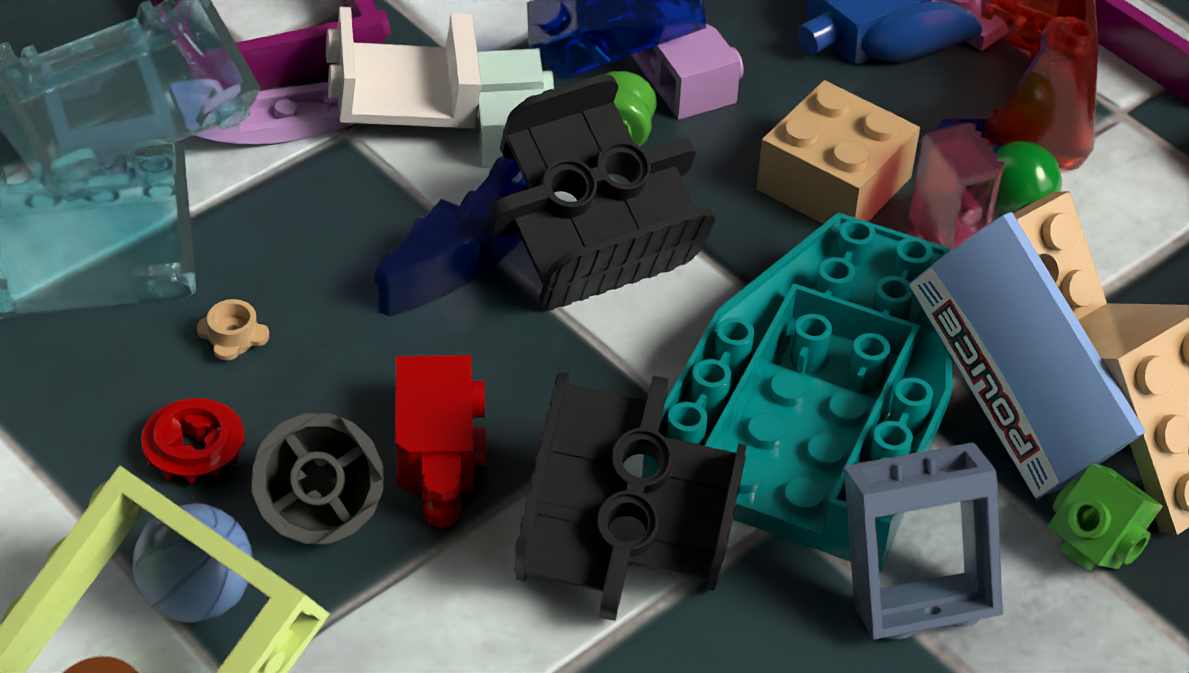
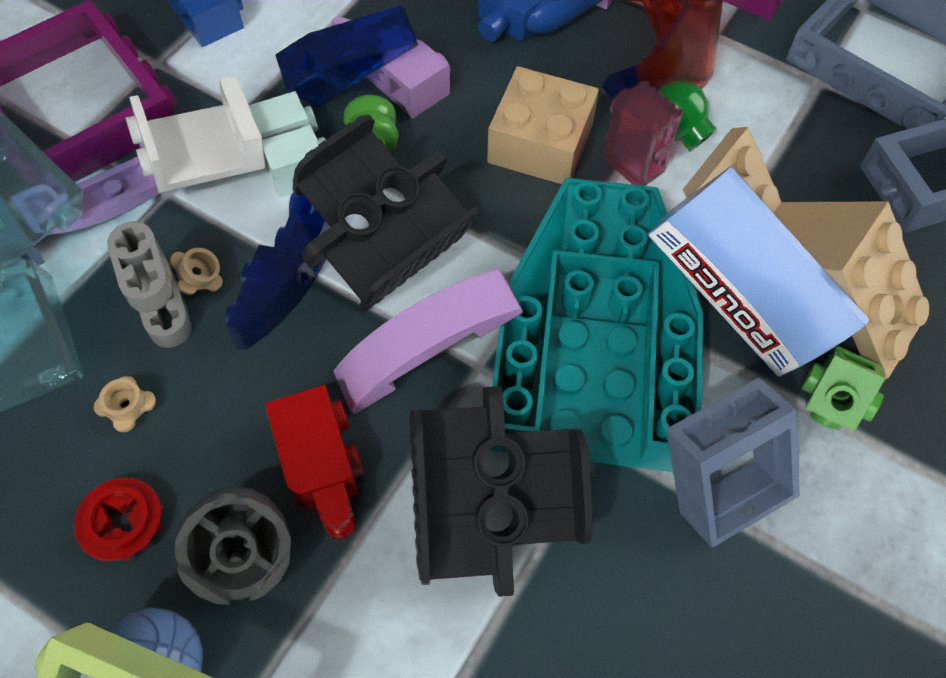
camera: 15 degrees left, 15 degrees up
(303, 209) = (149, 282): none -> light grey connector
(358, 215) = (201, 260): none -> tan plate
(599, 326) = (422, 332): none -> lavender slope

